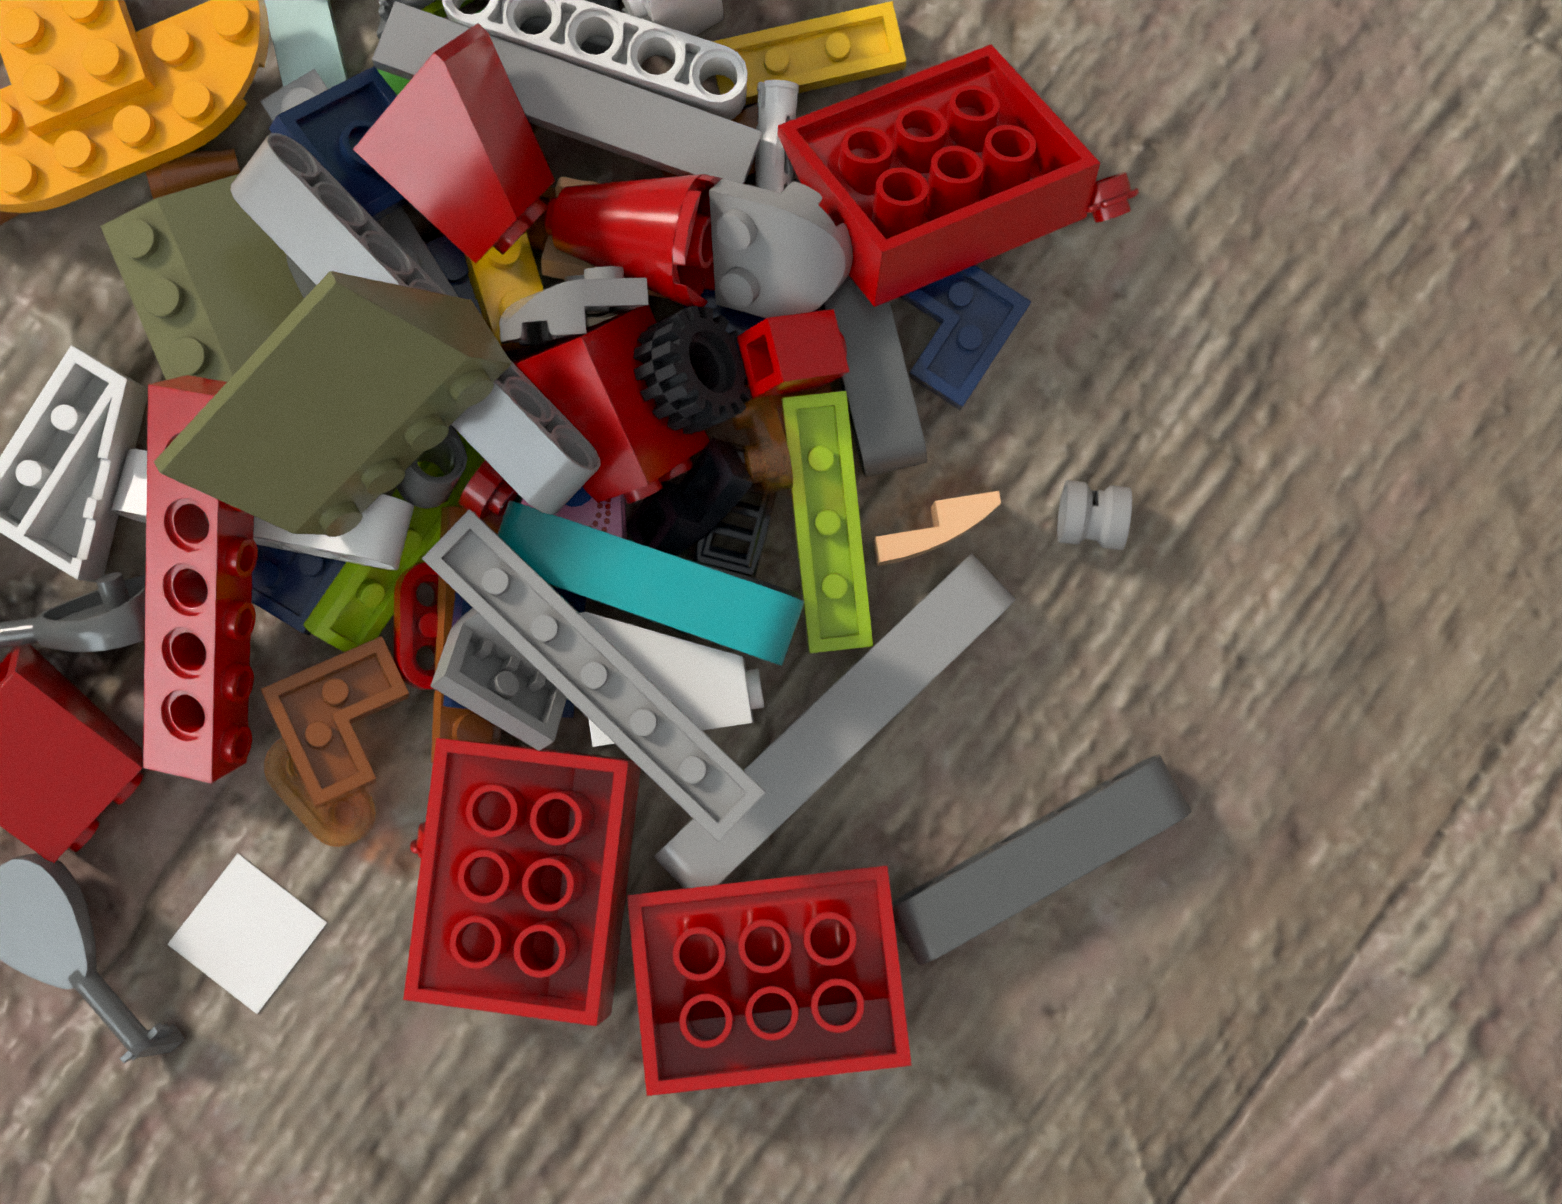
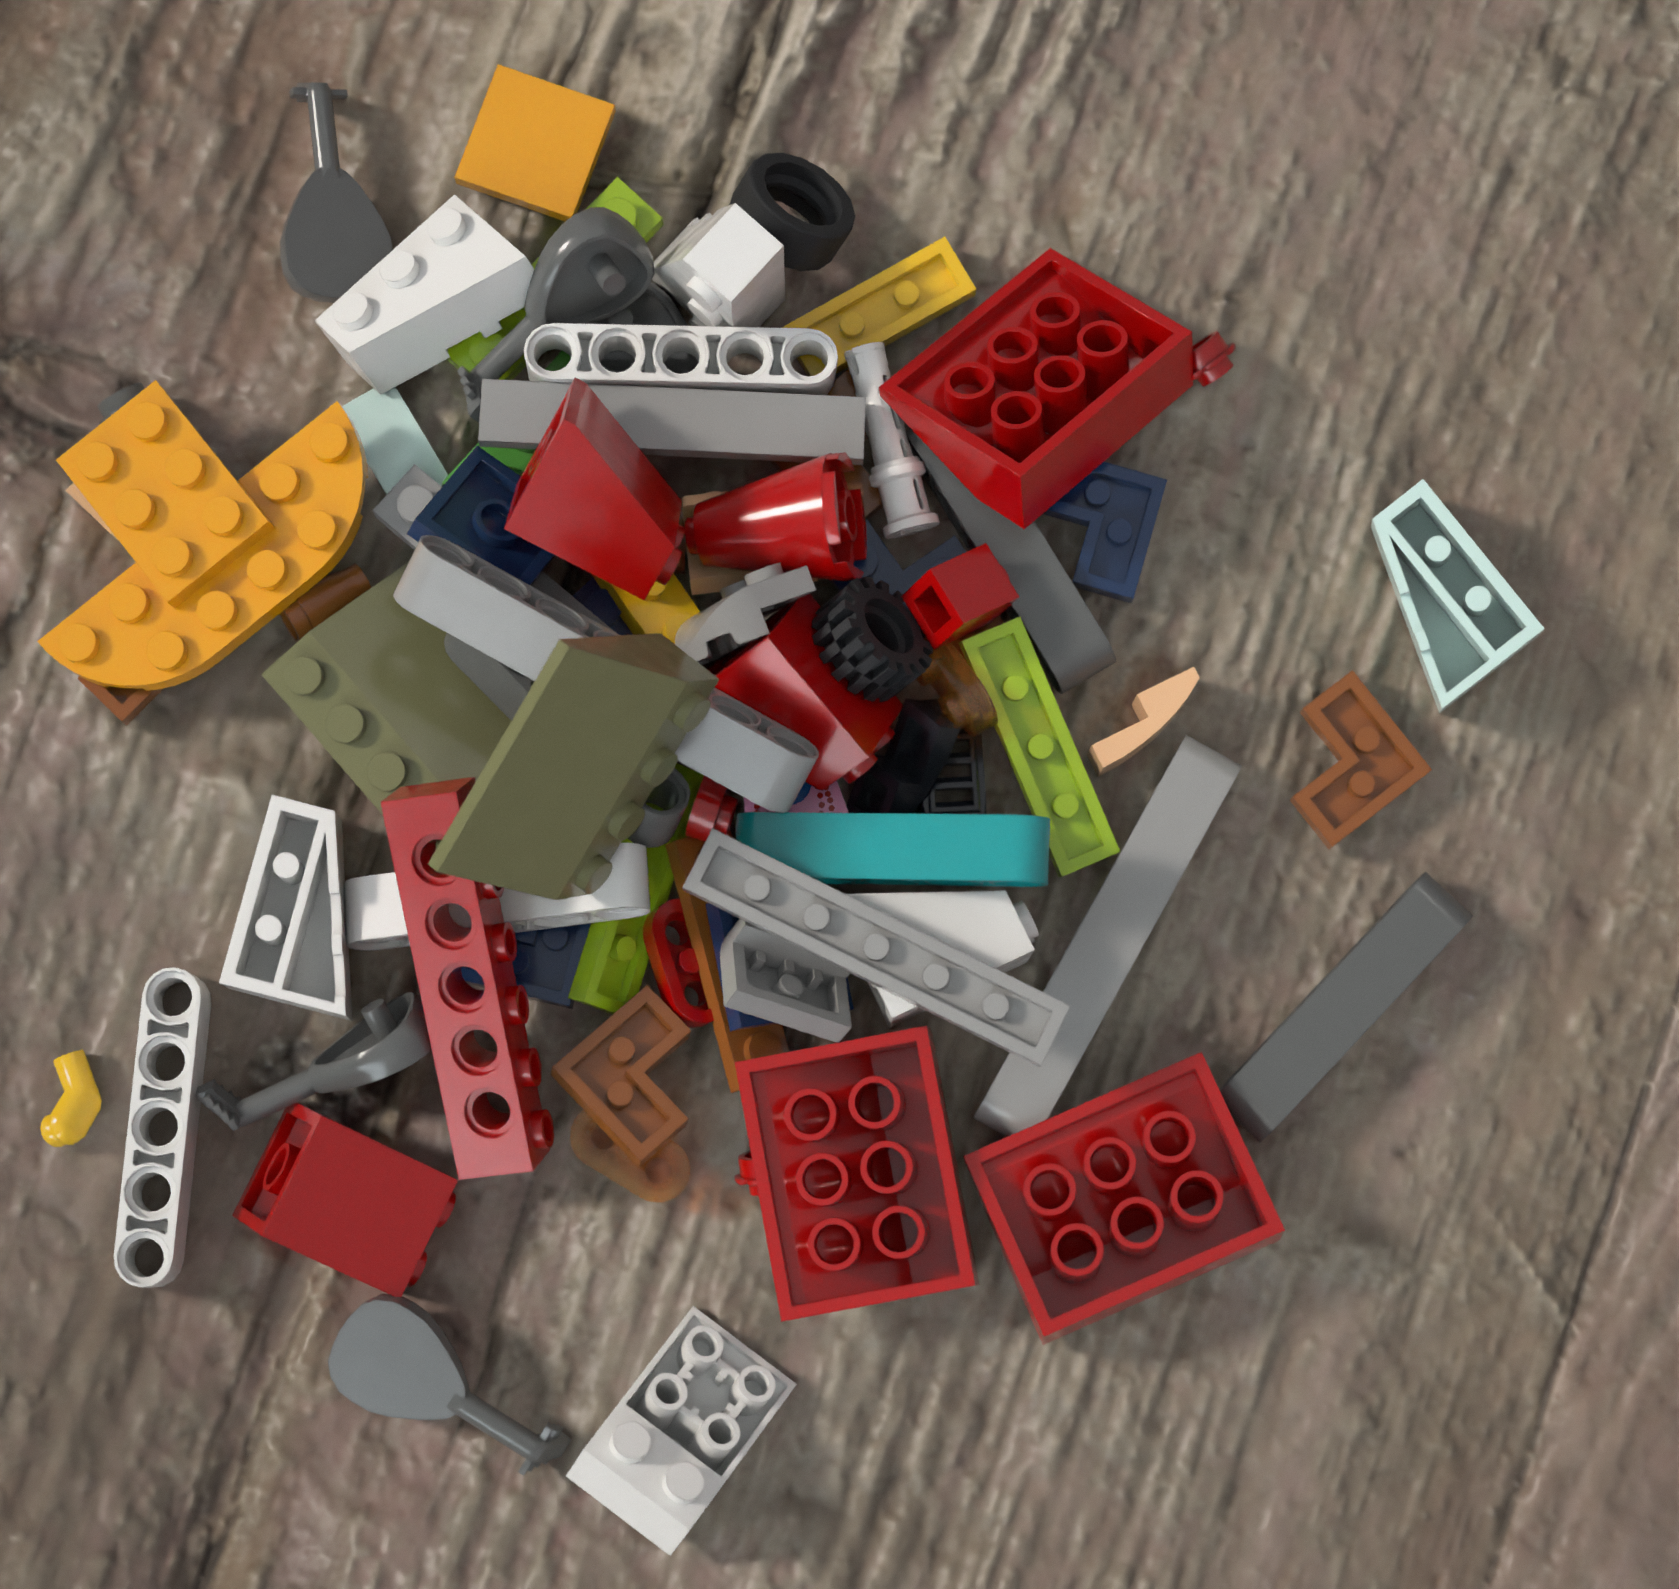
camera: 20 degrees left, 5 degrees down
(247, 933) = (599, 1318): white sticker -> none
(287, 1065) = (680, 1430): none -> white slope
(775, 249) = (915, 504): light grey slope -> none
(1094, 515) = (1290, 663): light grey wheel -> none
(1143, 629) = (1372, 764): none -> dark orange plate
(1269, 496) = (1450, 595): none -> light aqua wedge

